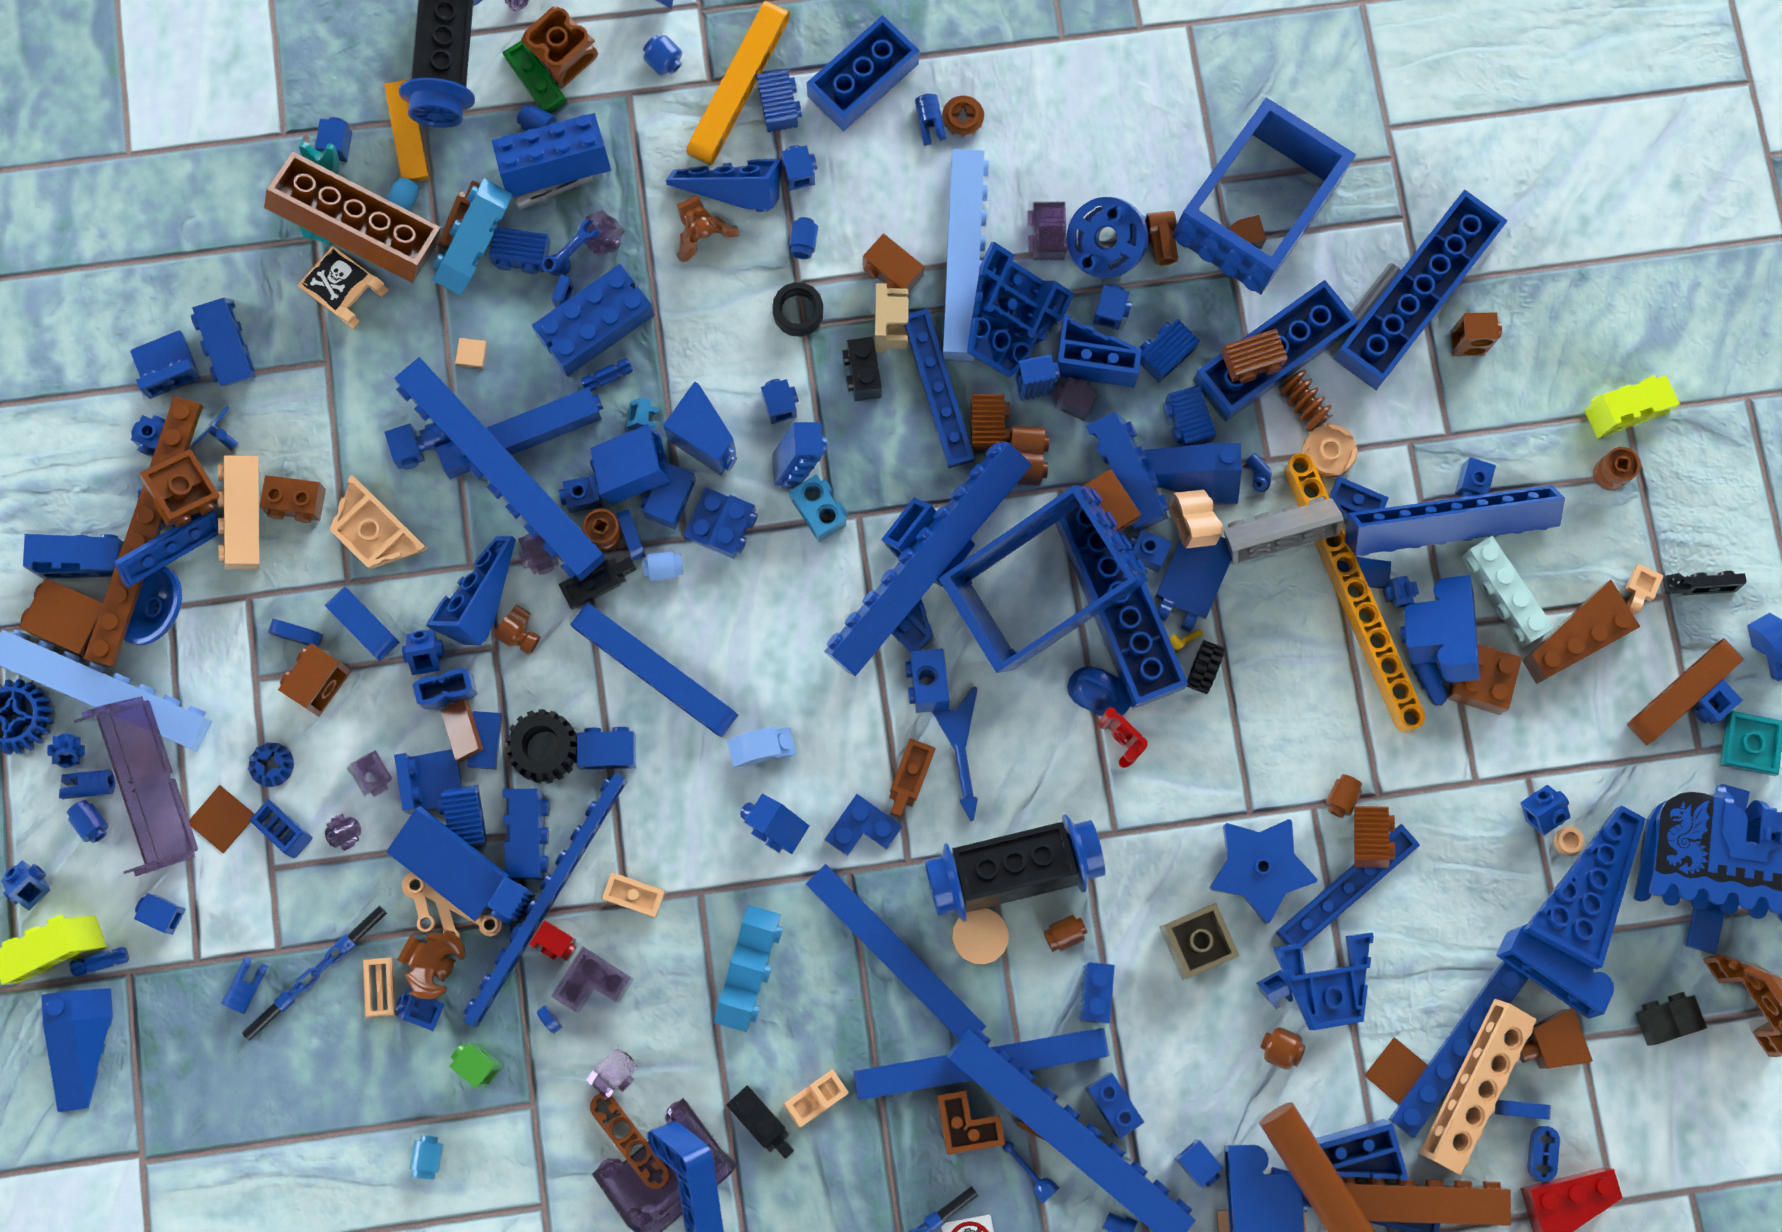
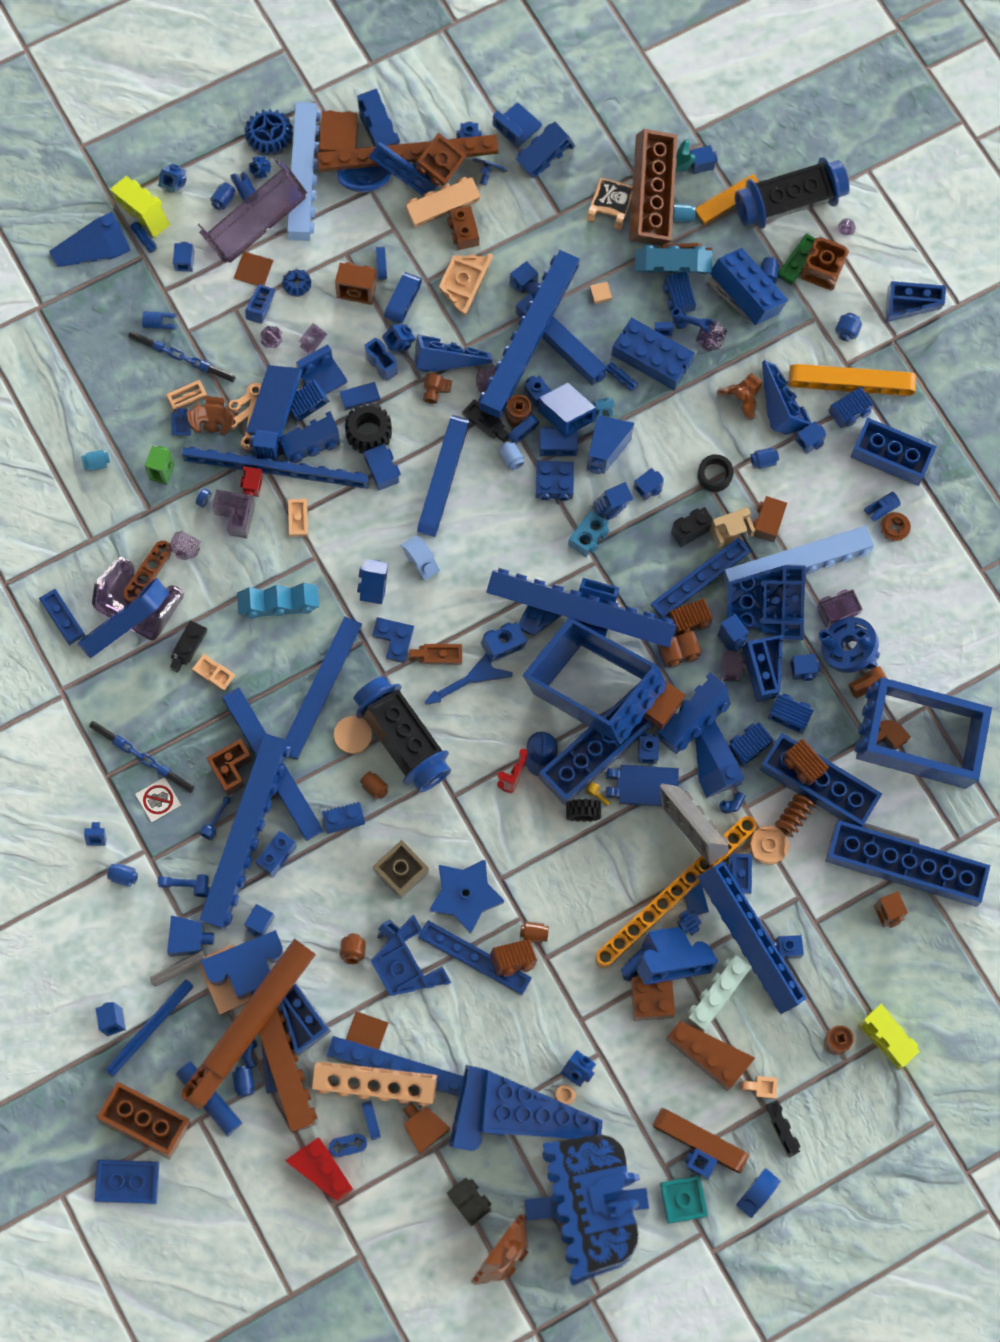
camera: 70 degrees right, 5 degrees down
(462, 730) = (360, 379): tile -> none
(1195, 518) = (681, 768): light nougat brick -> none

